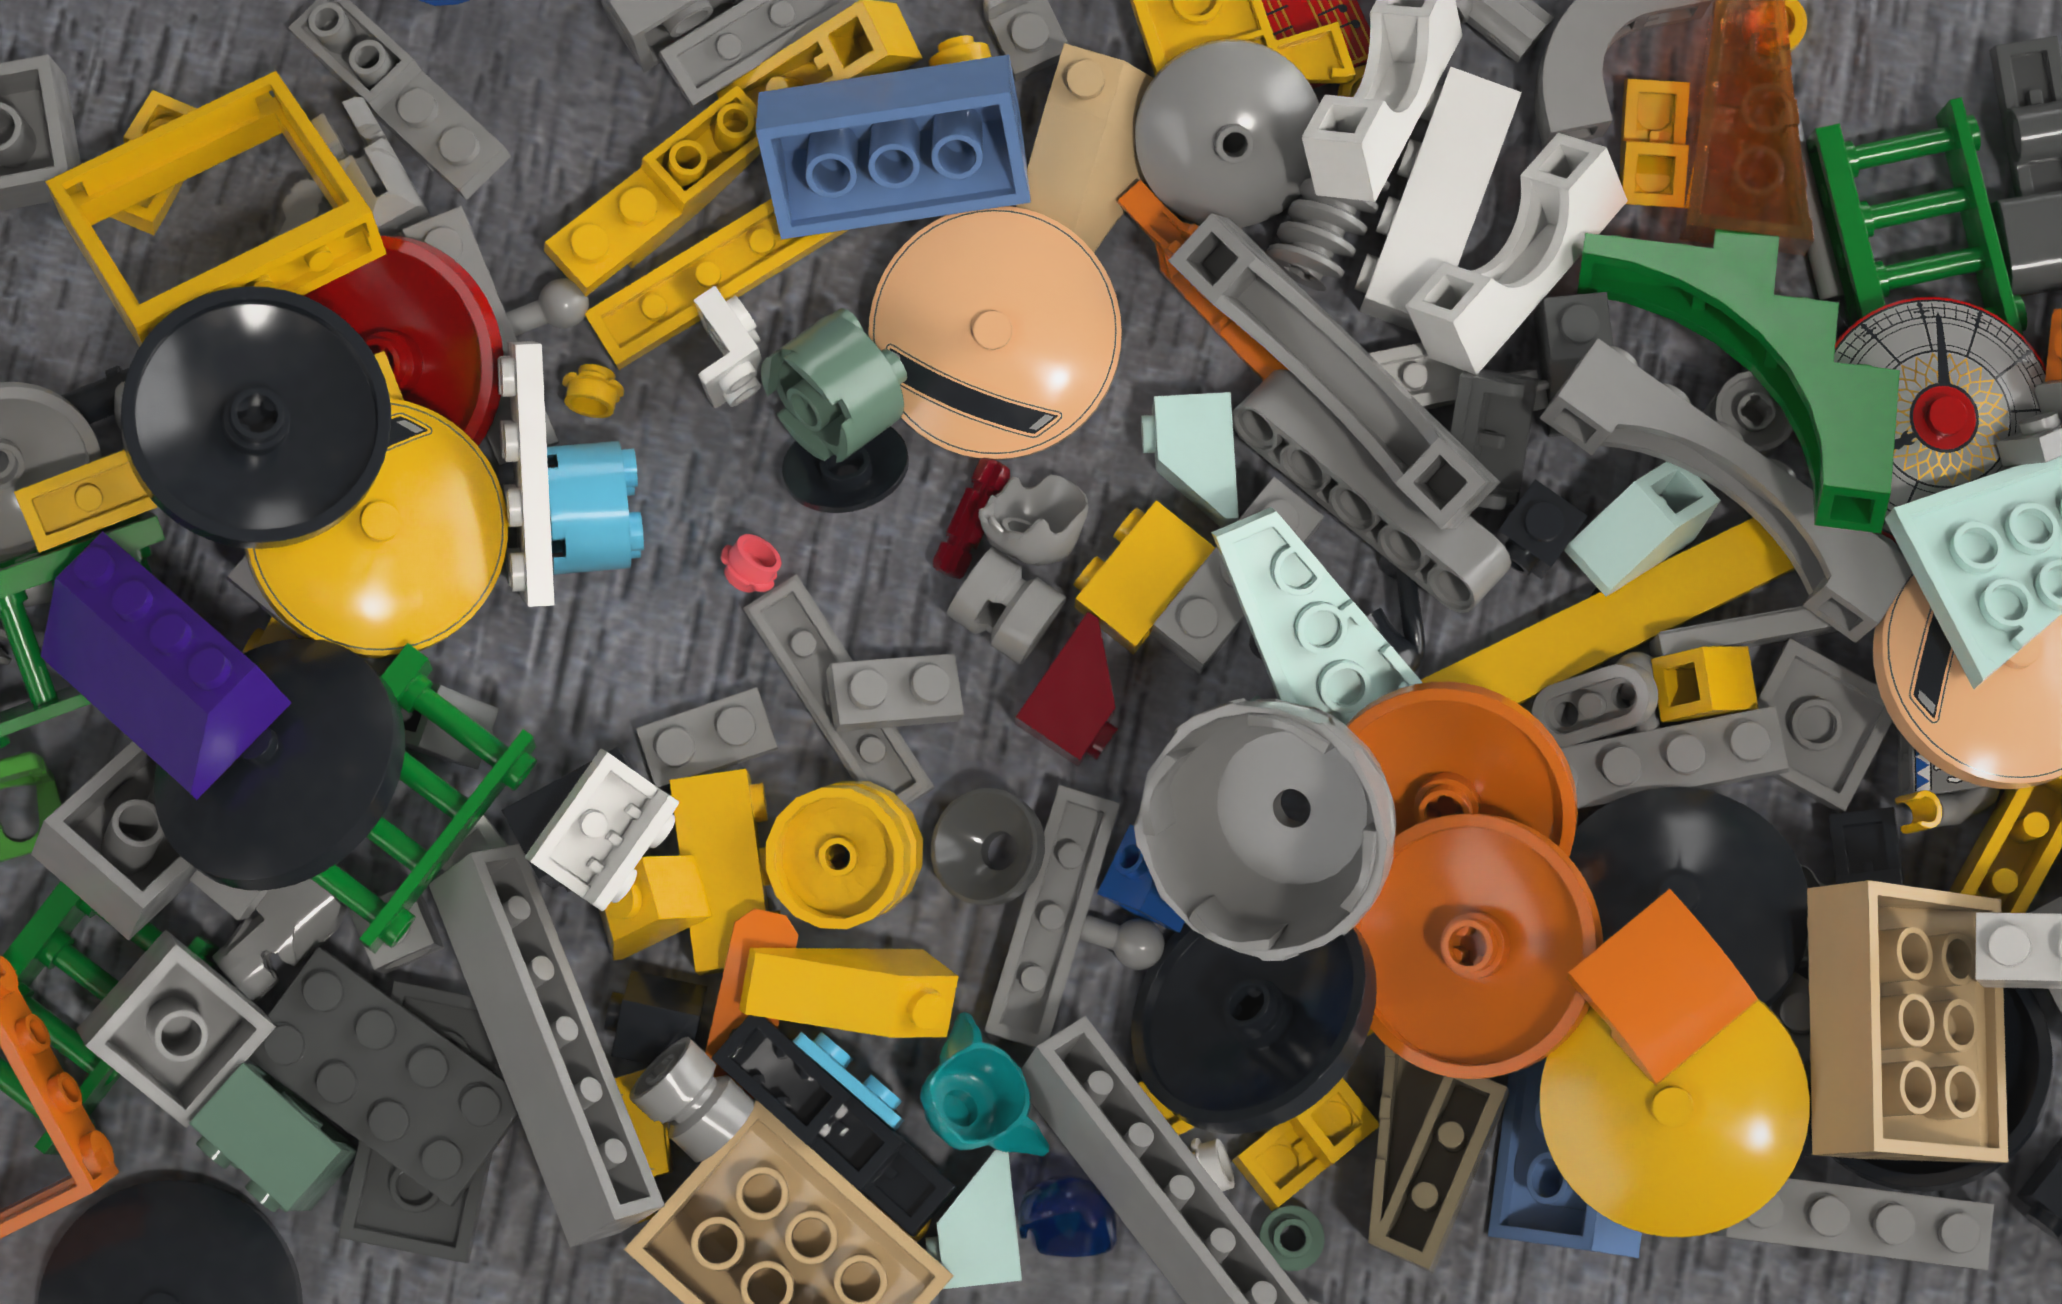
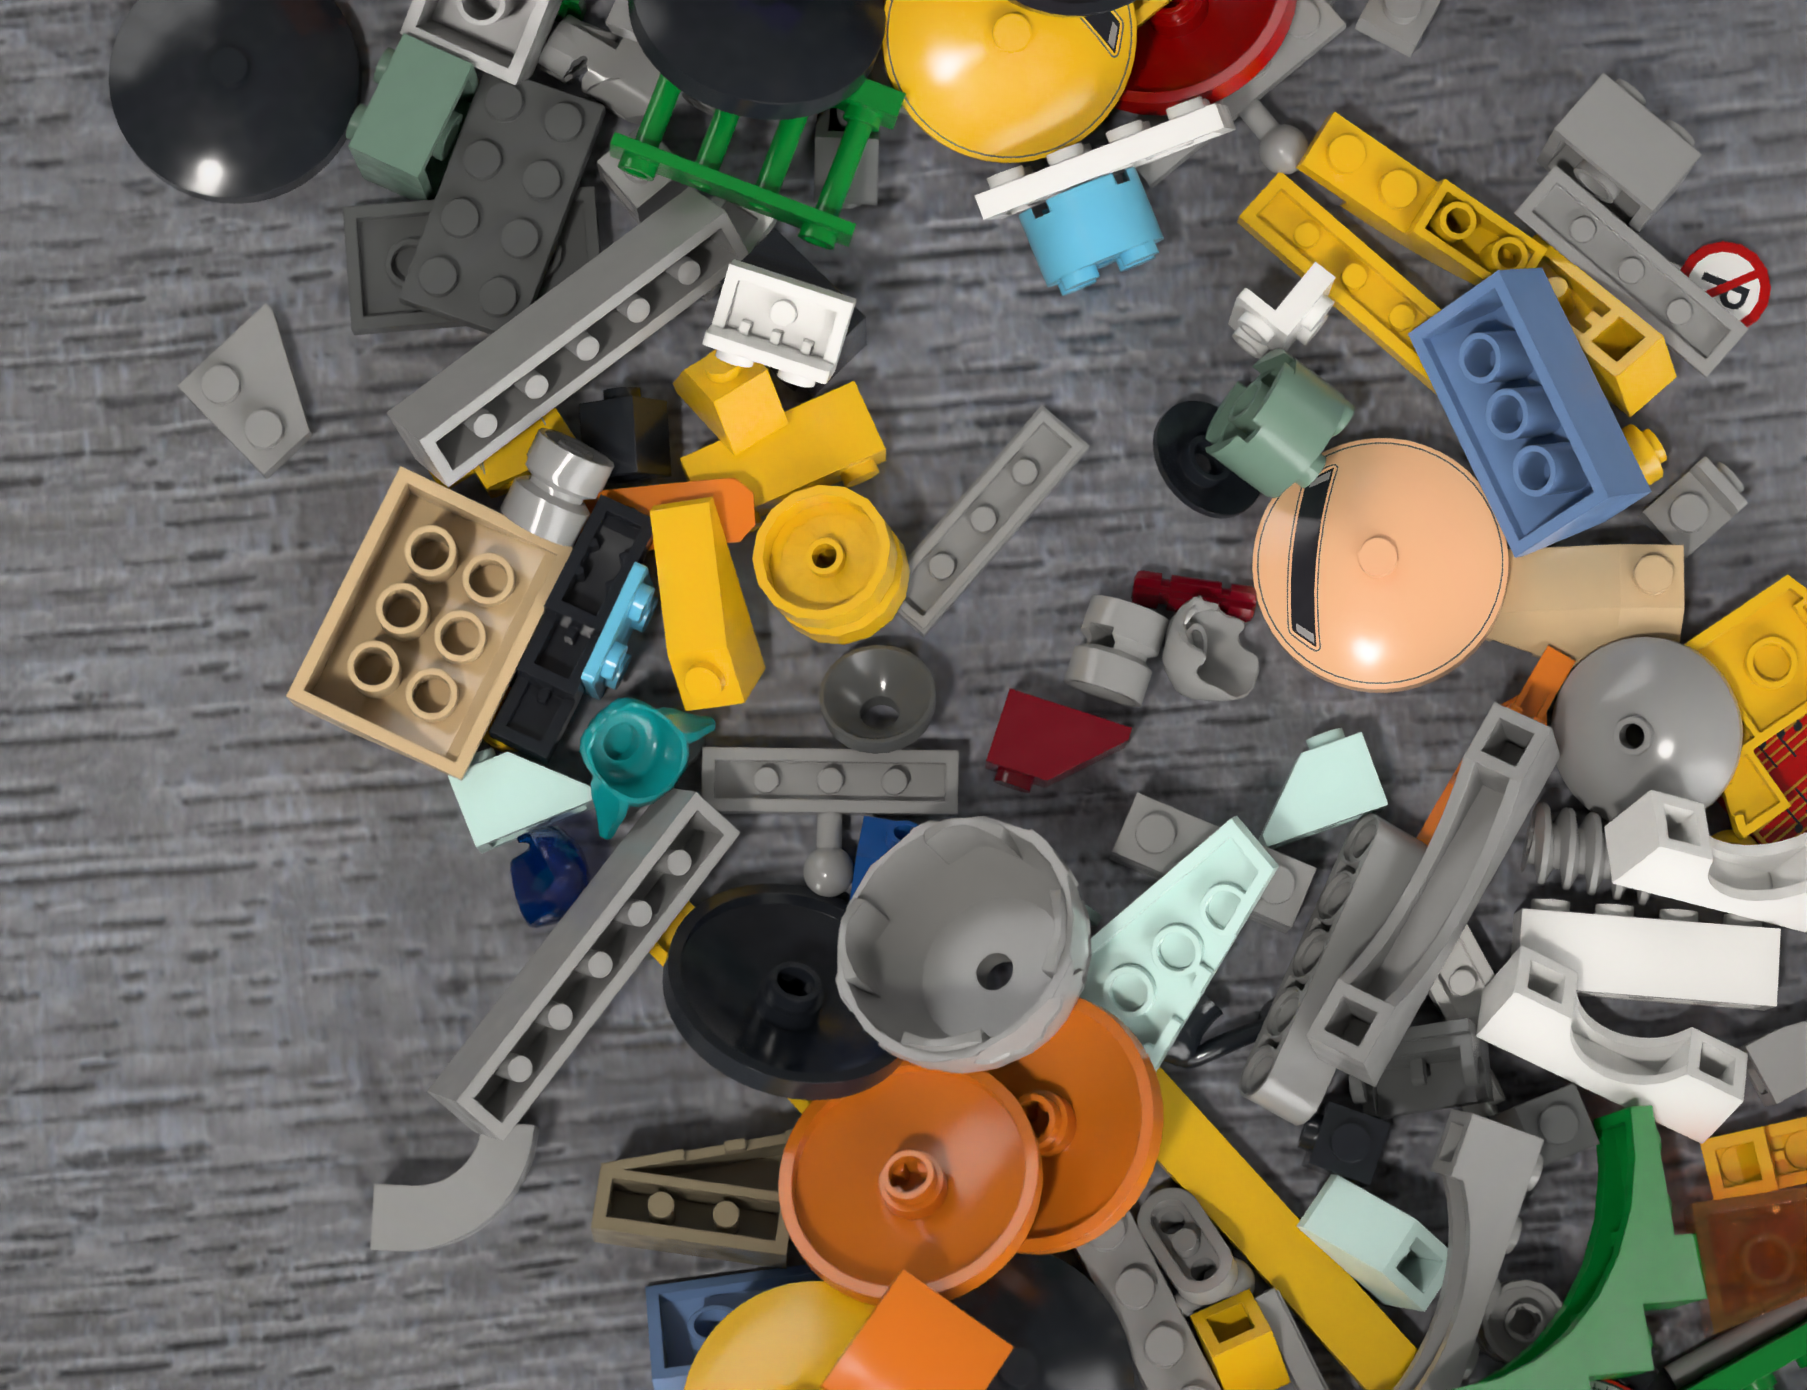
camera: 75 degrees right, 0 degrees up
(592, 391) = (1208, 202): yellow plate -> none
(707, 738) = (908, 409): light grey plate -> none
(751, 564) = (1086, 400): coral plate -> none
(894, 692) = (1002, 570): light grey plate -> none
(1141, 575) = (1184, 769): yellow brick -> none
(1215, 1161) = (636, 1000): white plate -> none
(1305, 1145) = (684, 1085): yellow slope -> none
(1313, 1237) = (606, 1109): sand green plate -> none

